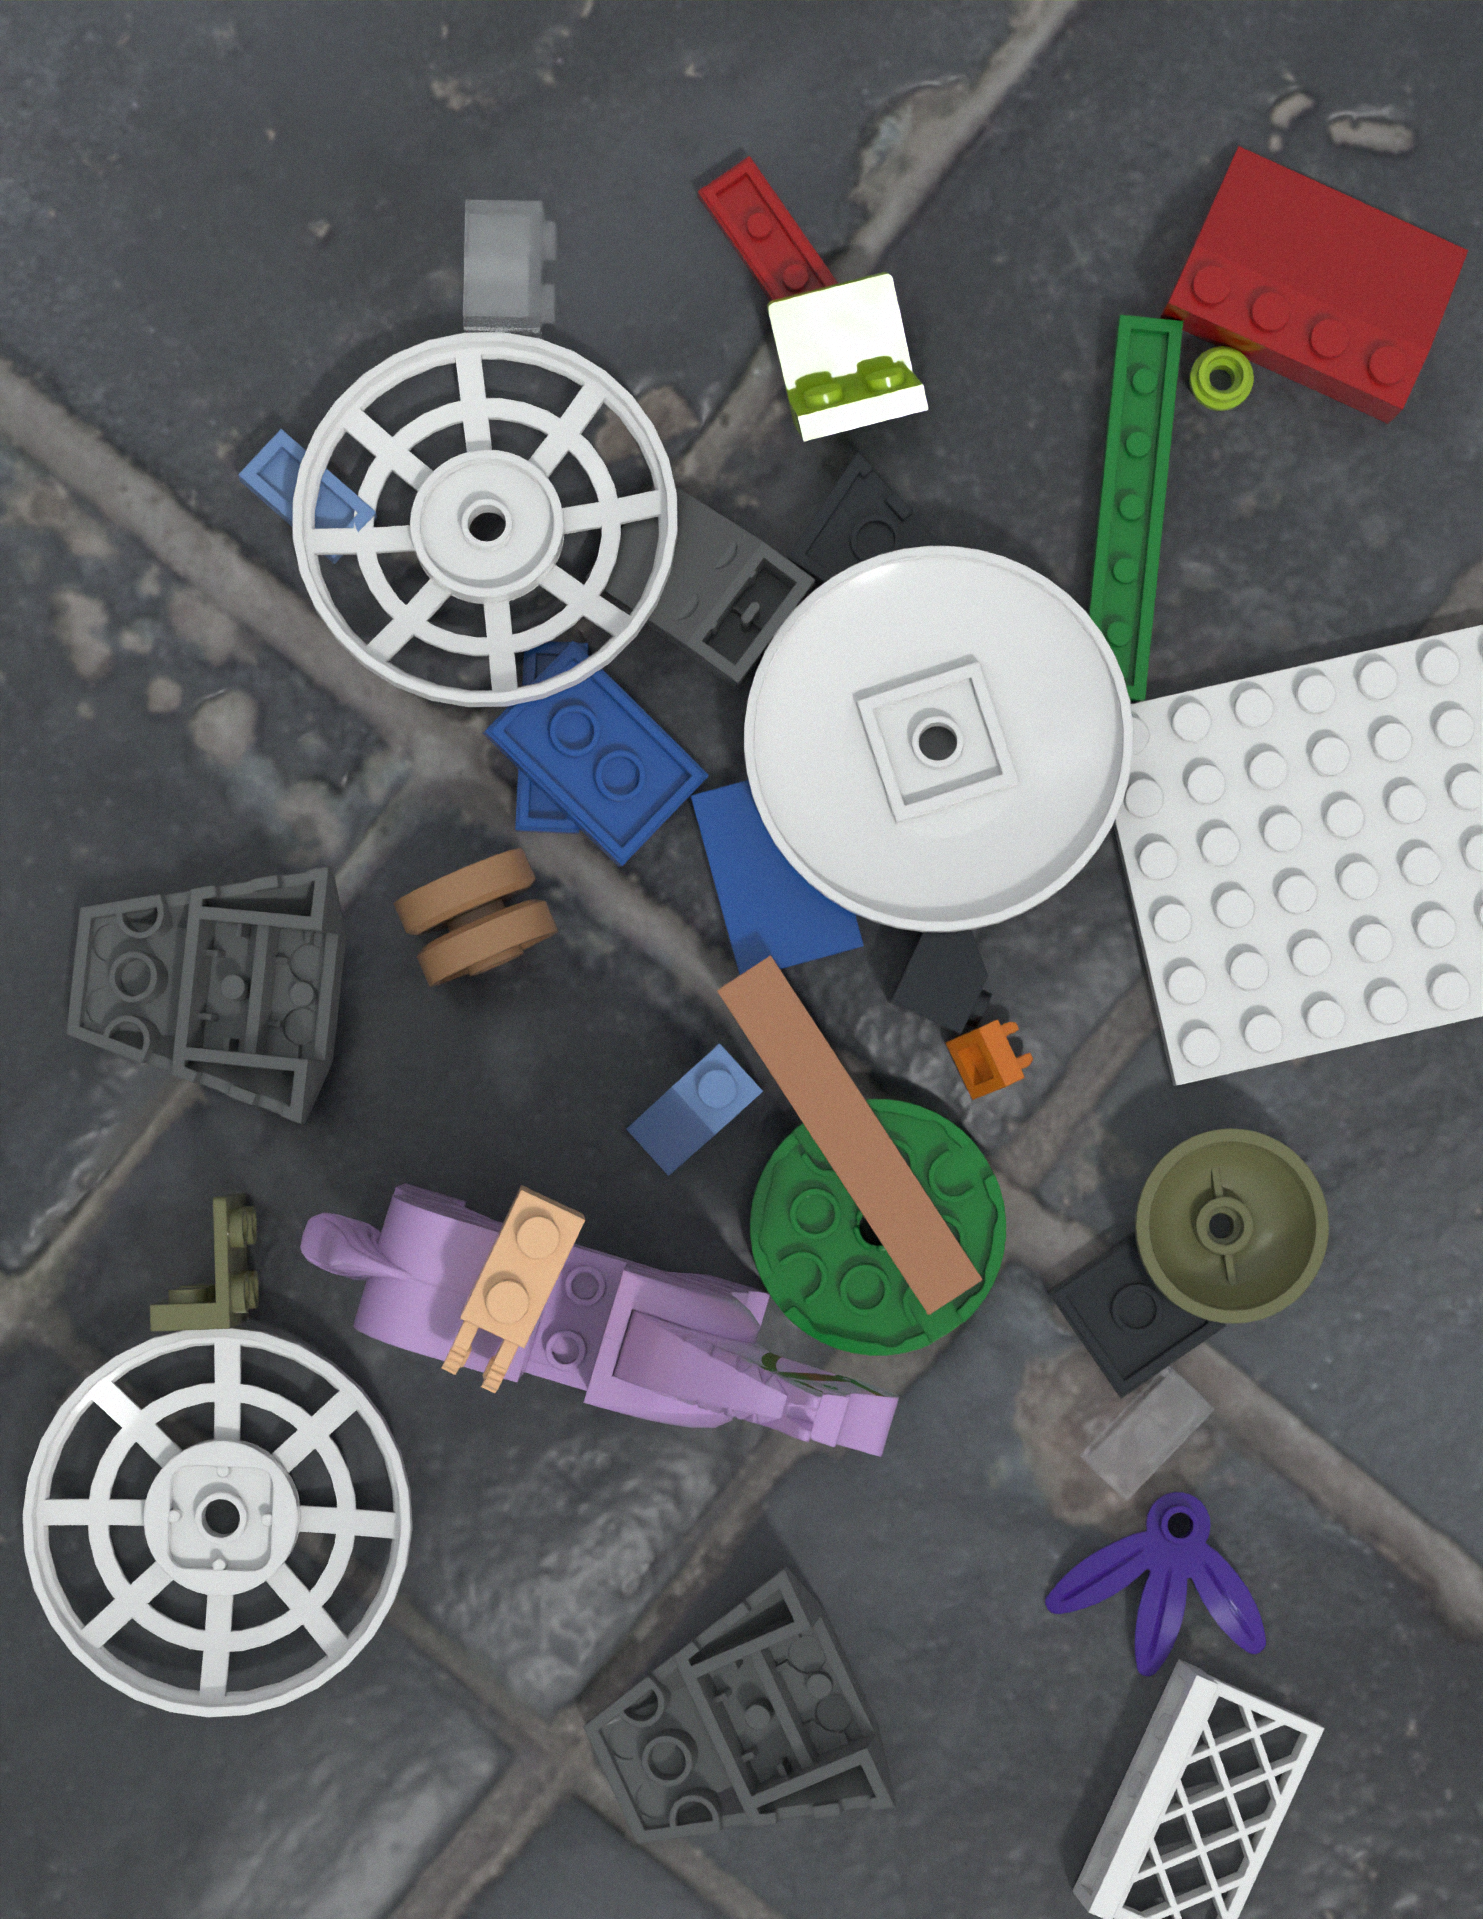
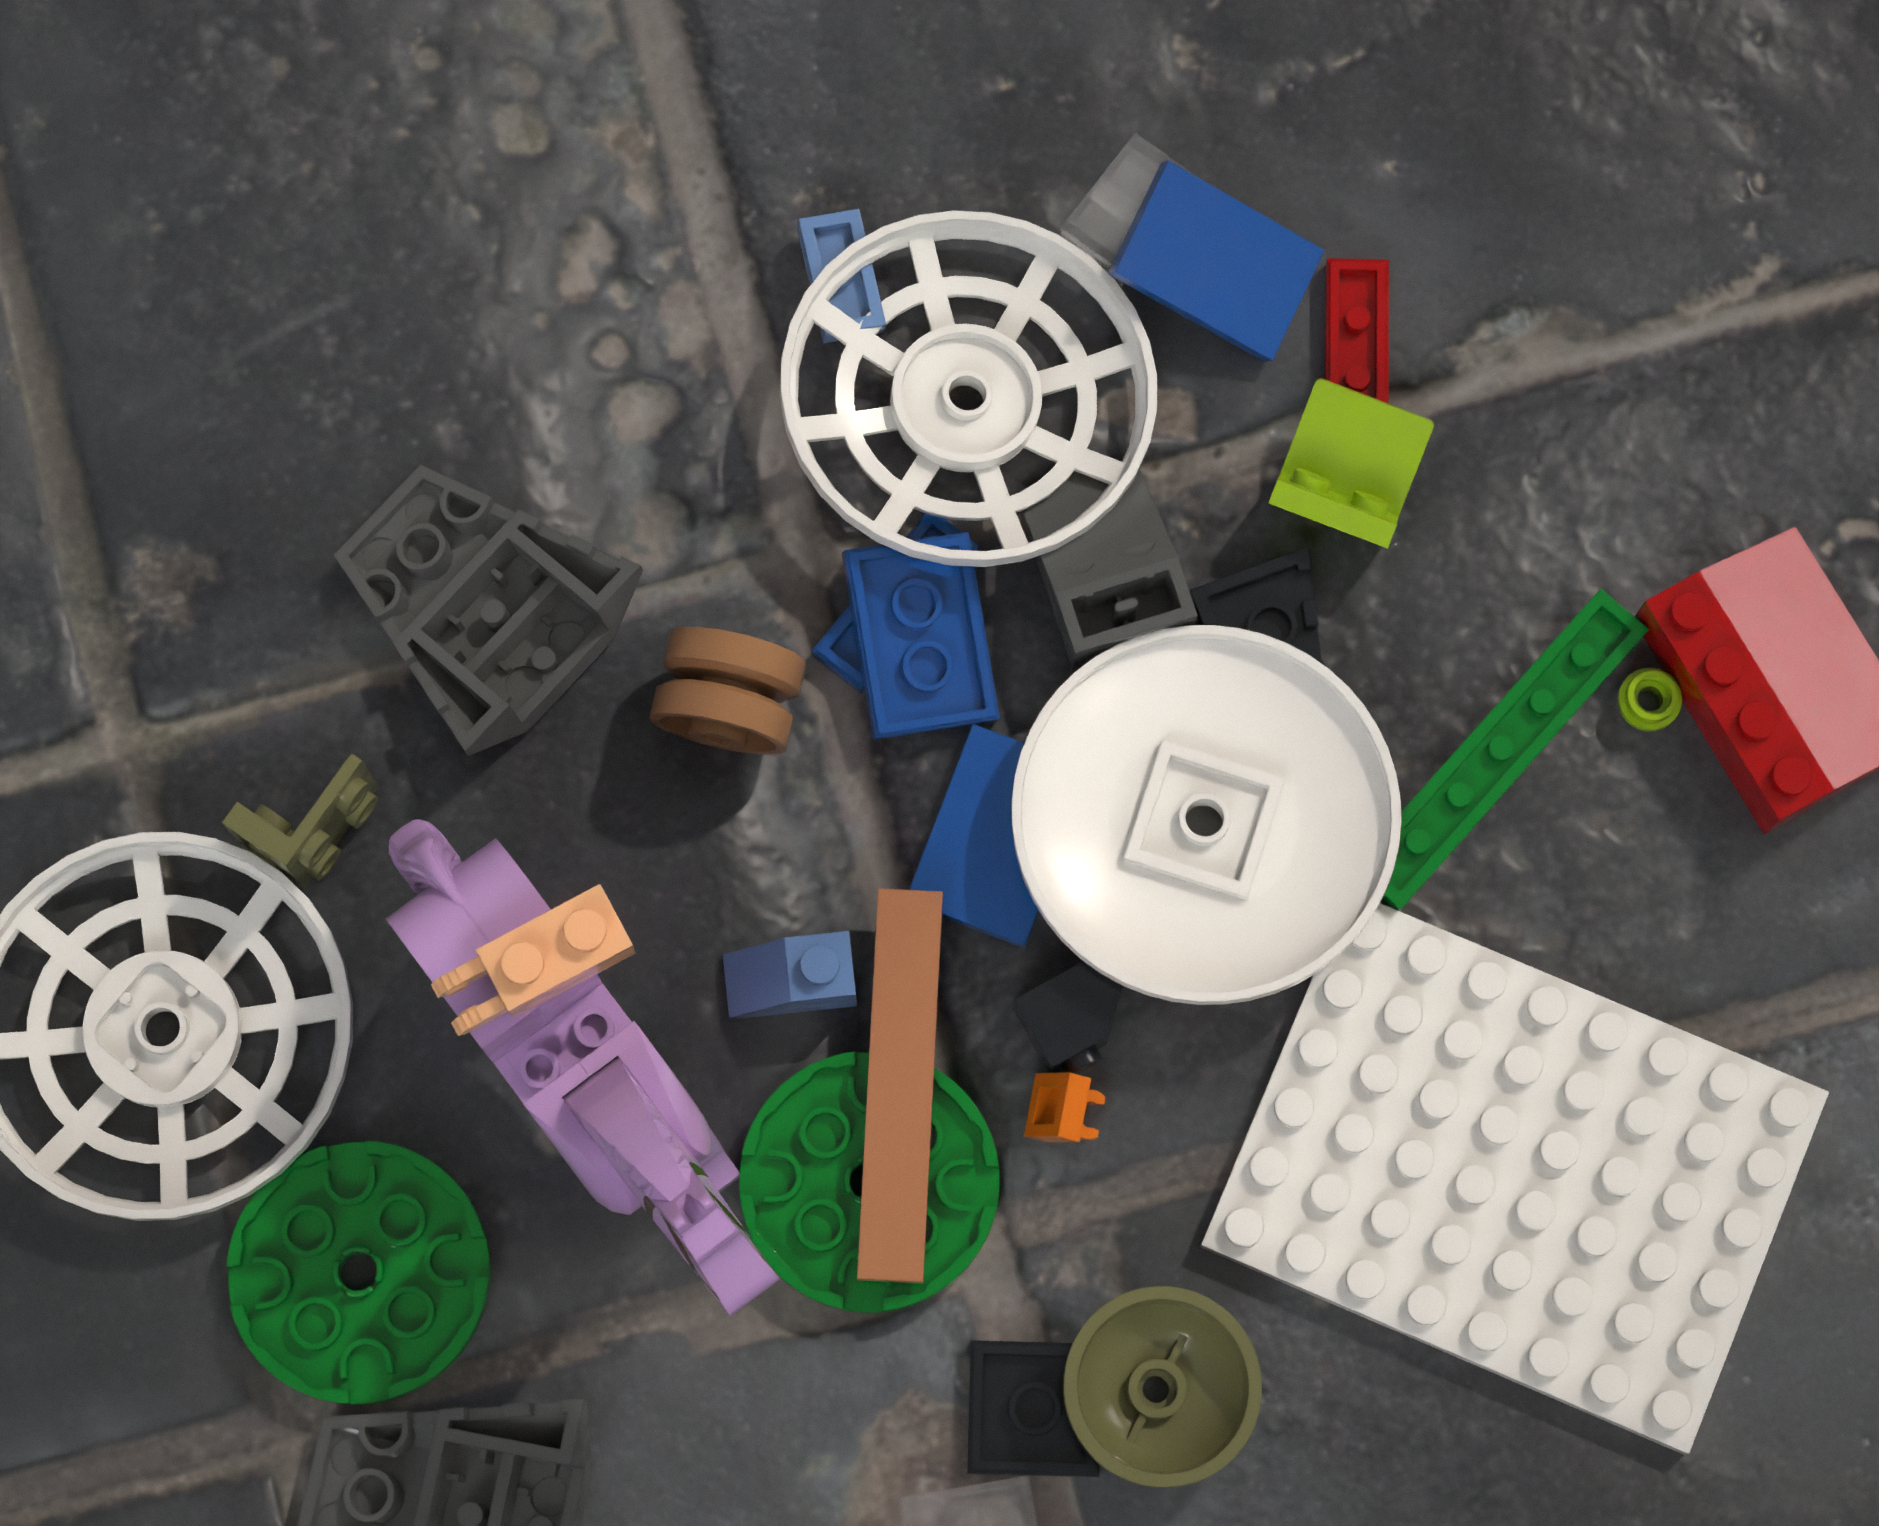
camera: 35 degrees right, 10 degrees down
(512, 1659) = (373, 1340): none -> green plate
(611, 262) = (1216, 261): none -> blue tile

